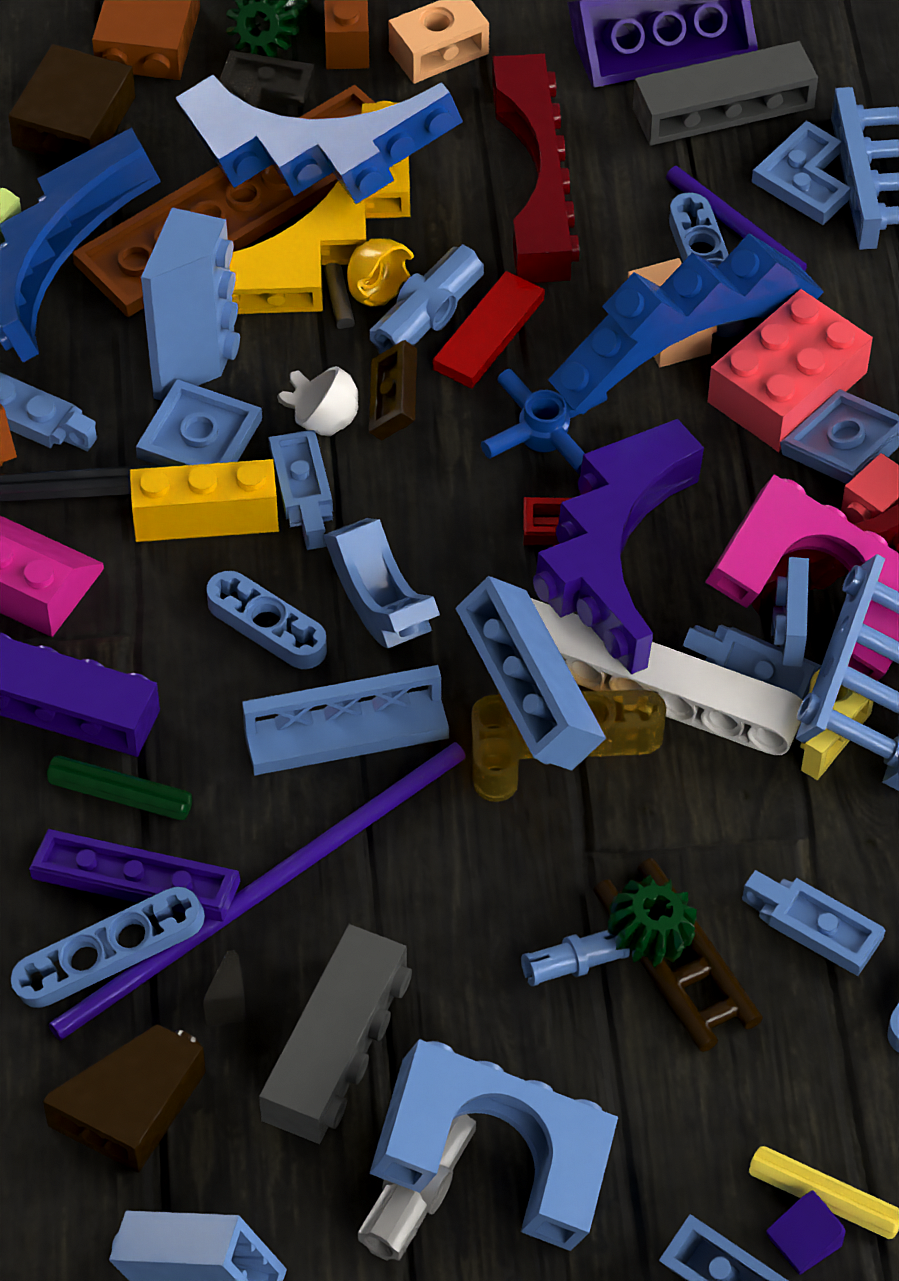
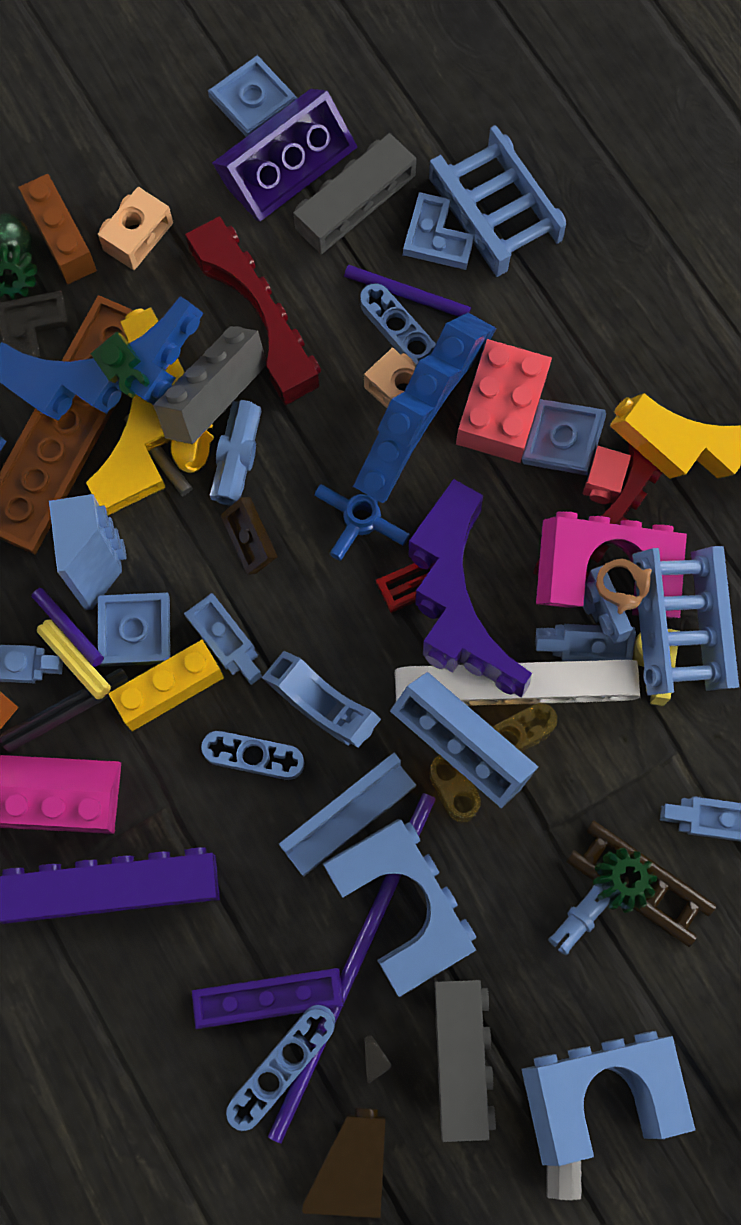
camera: 25 degrees left, 20 degrees up
(109, 431) = (73, 659): none -> light yellow axle
(119, 787) = (221, 934): dark green axle -> none
(122, 398) = (67, 627): none -> dark purple bar
(323, 403) = (207, 568): white piece -> none
(333, 128) = (118, 363): none -> dark green plate
(376, 773) = (442, 937): none -> medium blue arch
(433, 206) = (210, 385): none -> dark grey brick
(488, 329) = (286, 453): red tile -> none
(811, 599) = (621, 600): none -> medium nougat piece

